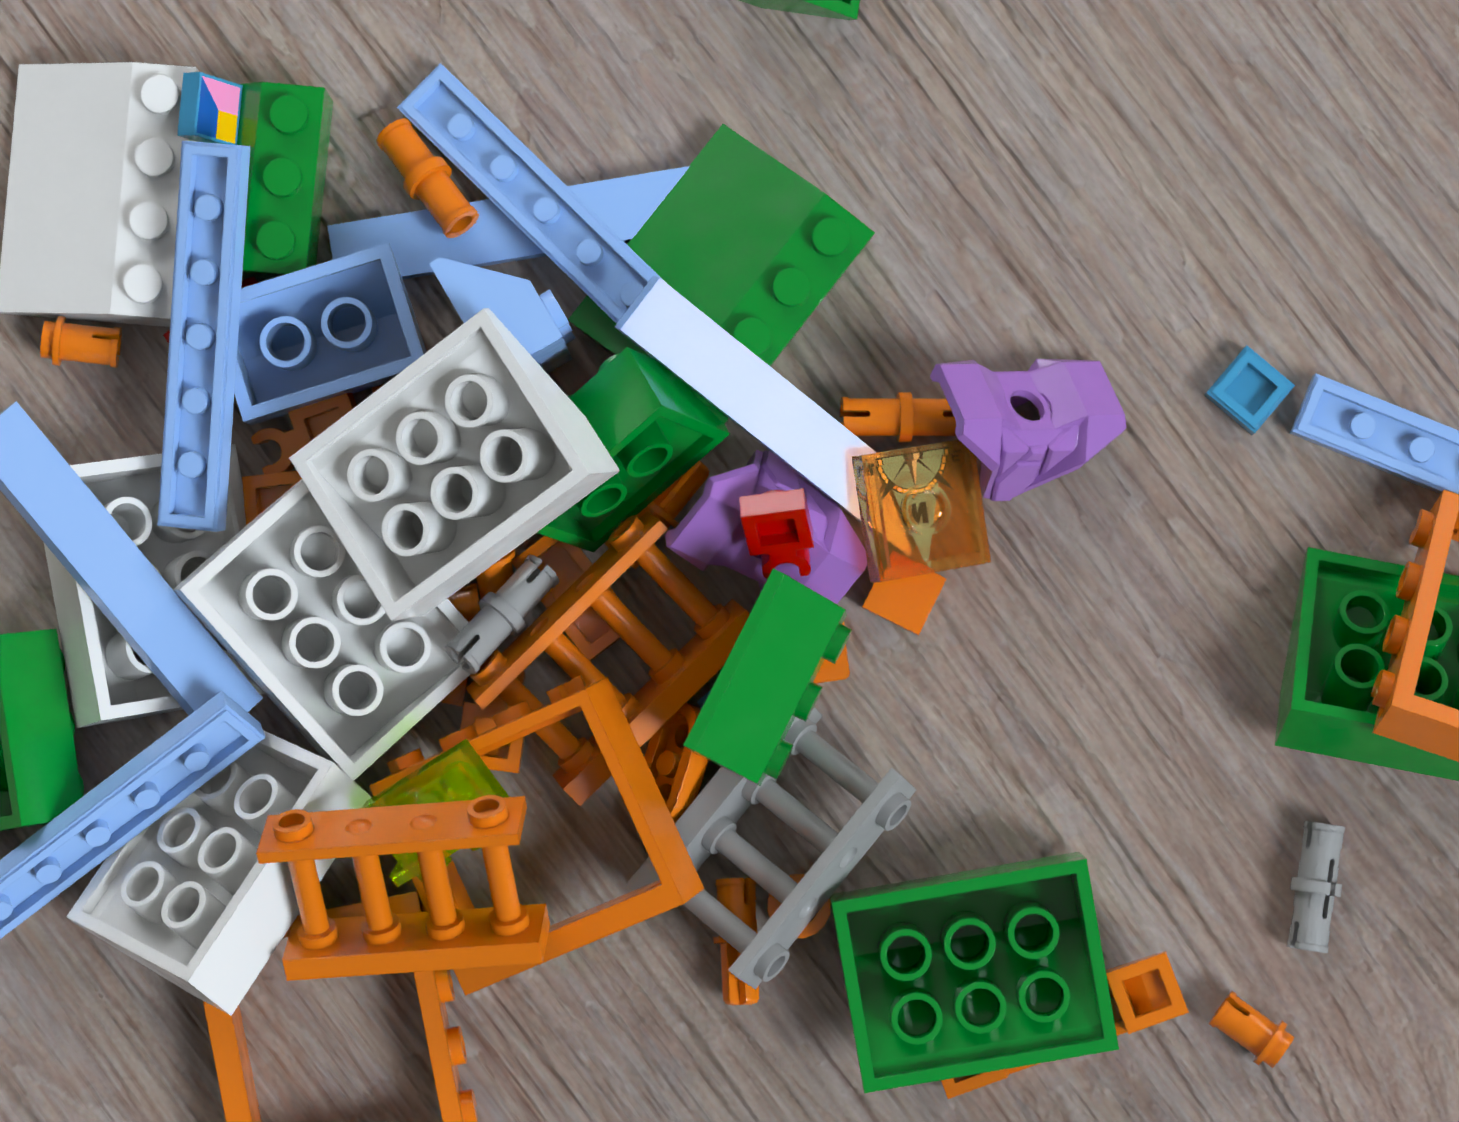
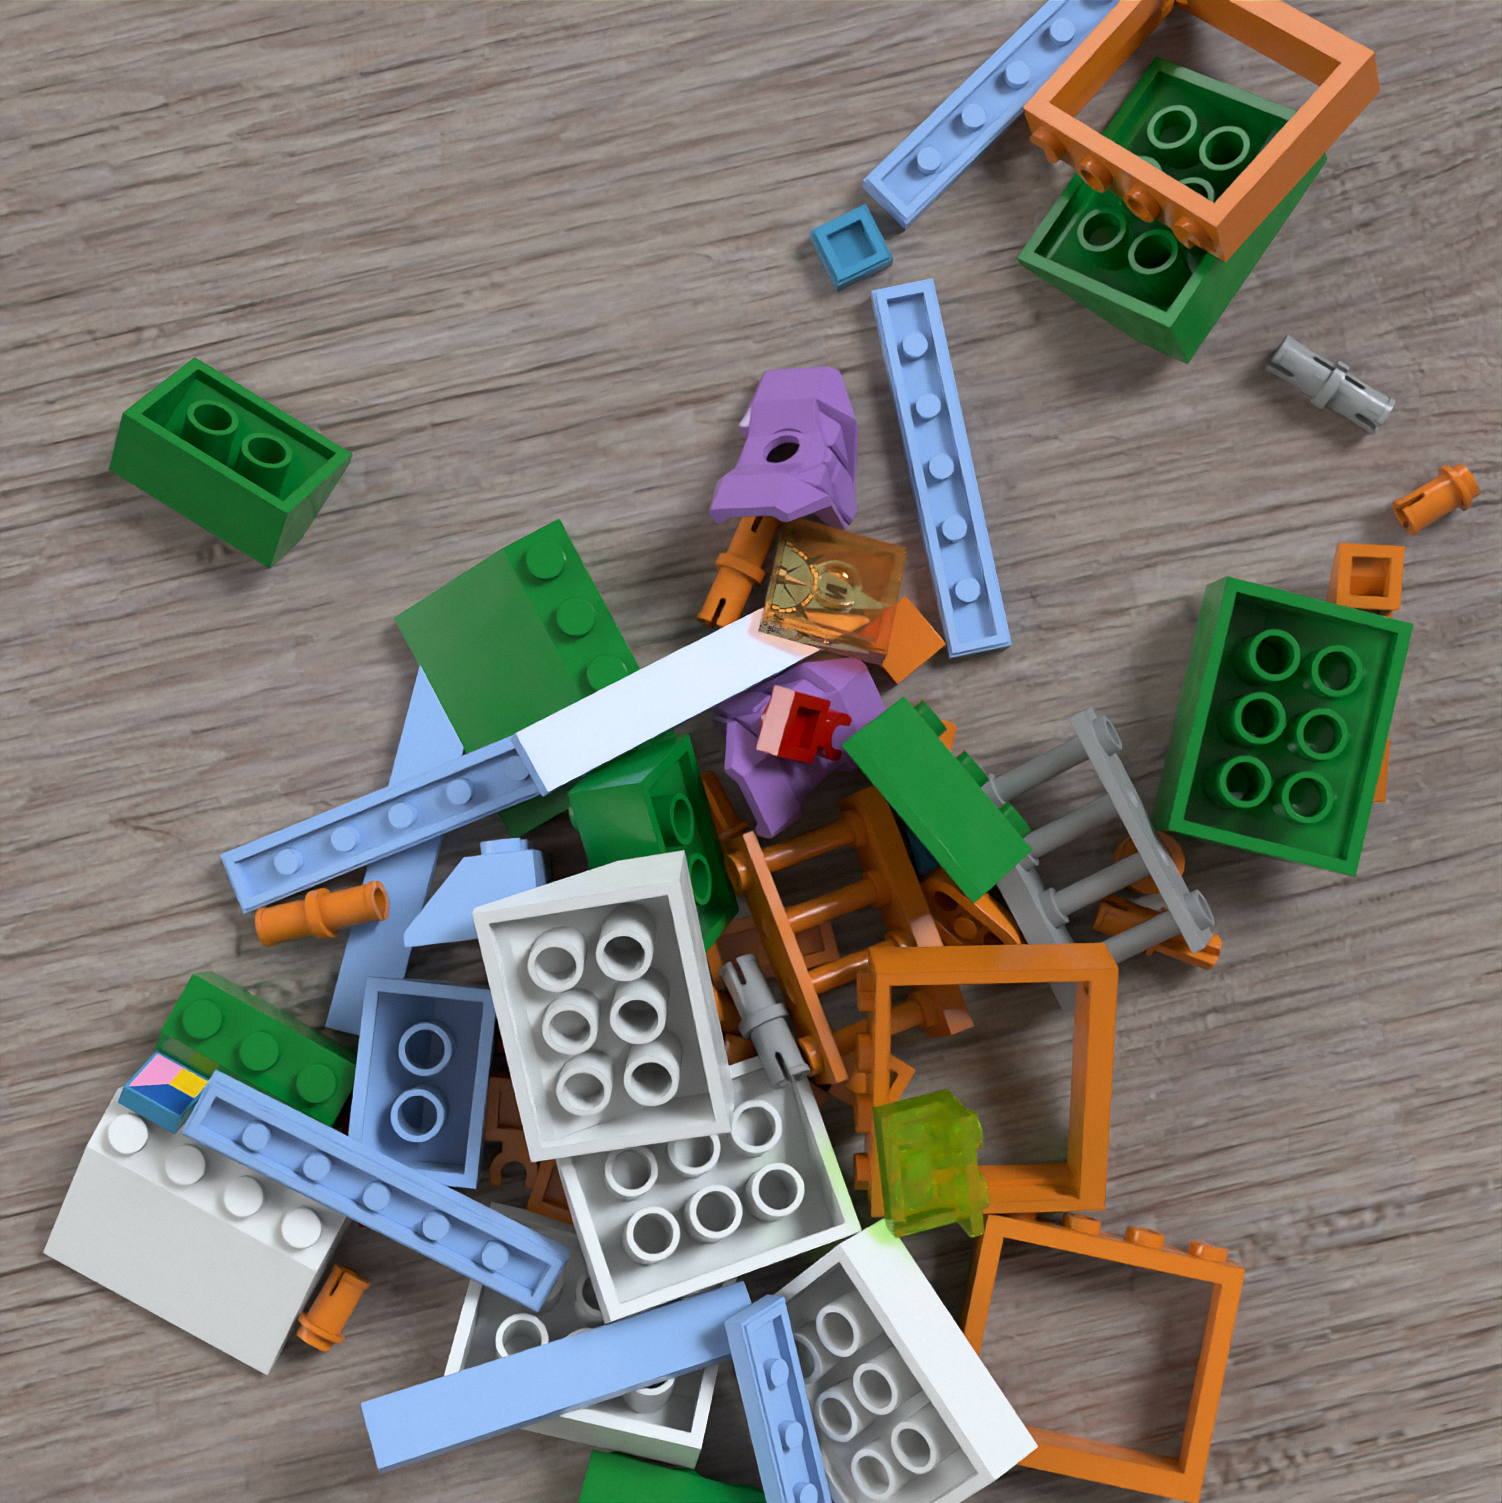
camera: 70 degrees left, 0 degrees up
(407, 941) = (1036, 1248): orange fence -> none
(1079, 561) = (940, 469): none -> light blue tile

